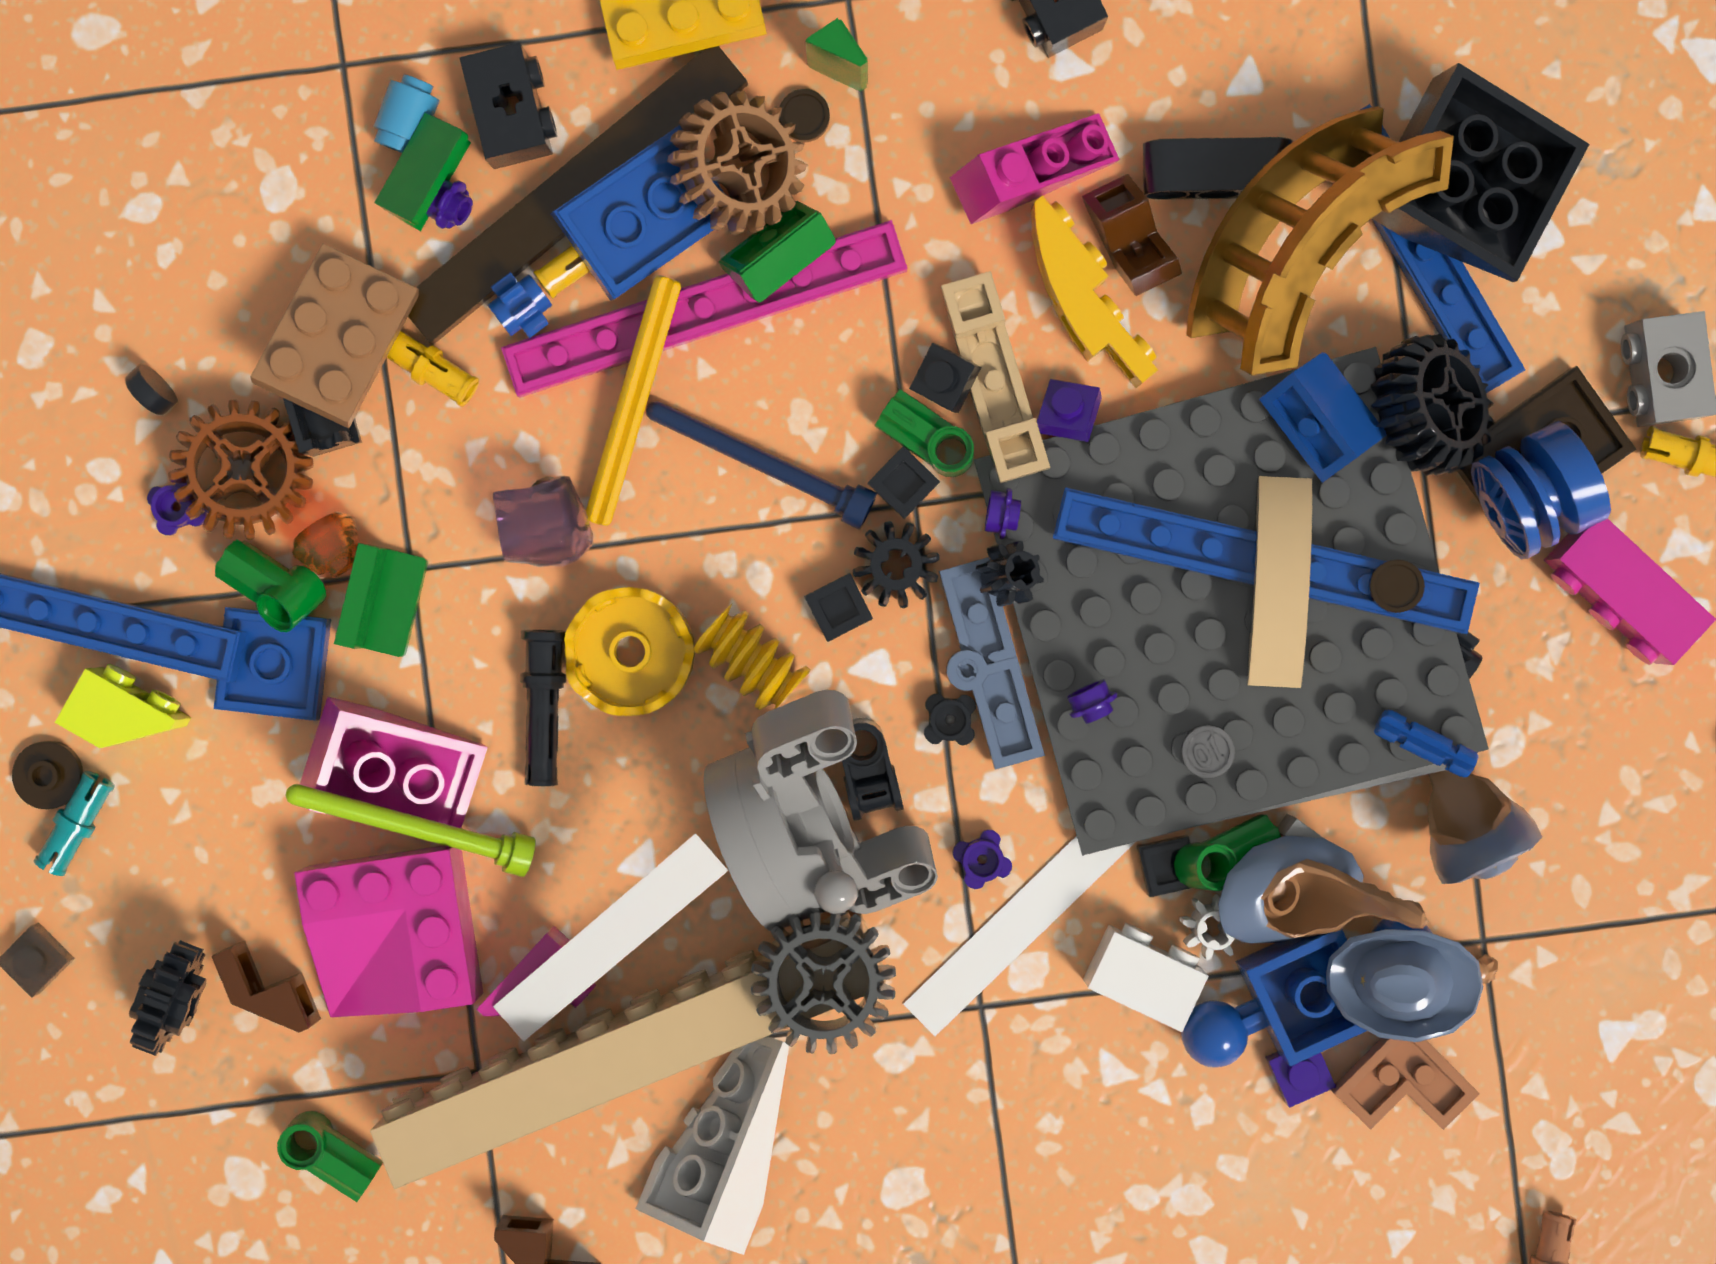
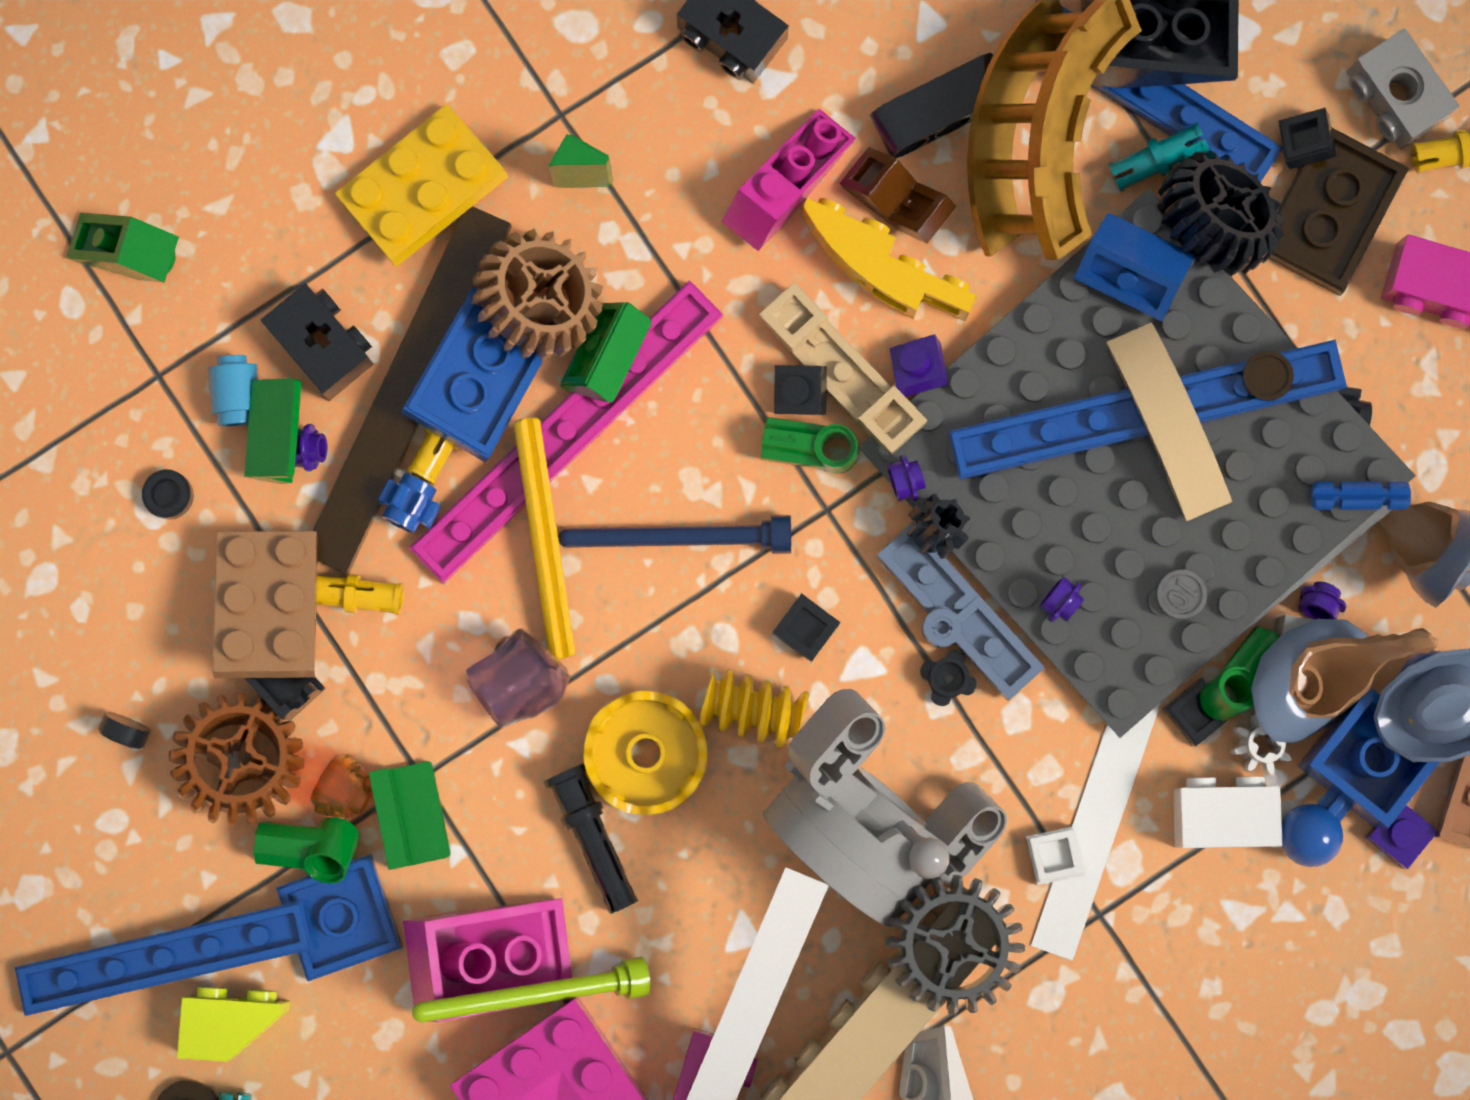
camera: 30 degrees left, 5 degrees down
(167, 519) = (190, 835): dark purple plate -> none
(297, 184) = (167, 494): none -> black tile
(808, 112) = (575, 224): dark brown piece -> none
(871, 775) = (906, 757): black piece -> none
(881, 555) = (852, 571): black gear -> none
(903, 482) = (809, 495): black plate -> none
(967, 934) = (1056, 855): none -> white tile
(978, 873) = (1050, 784): dark purple plate -> none
(1337, 821) = (1321, 601): none -> dark purple plate
(1400, 320) = (1158, 156): none -> teal pin
(1541, 490) = (1346, 239): blue wheel -> none
(1553, 372) = (1307, 138): none -> black tile

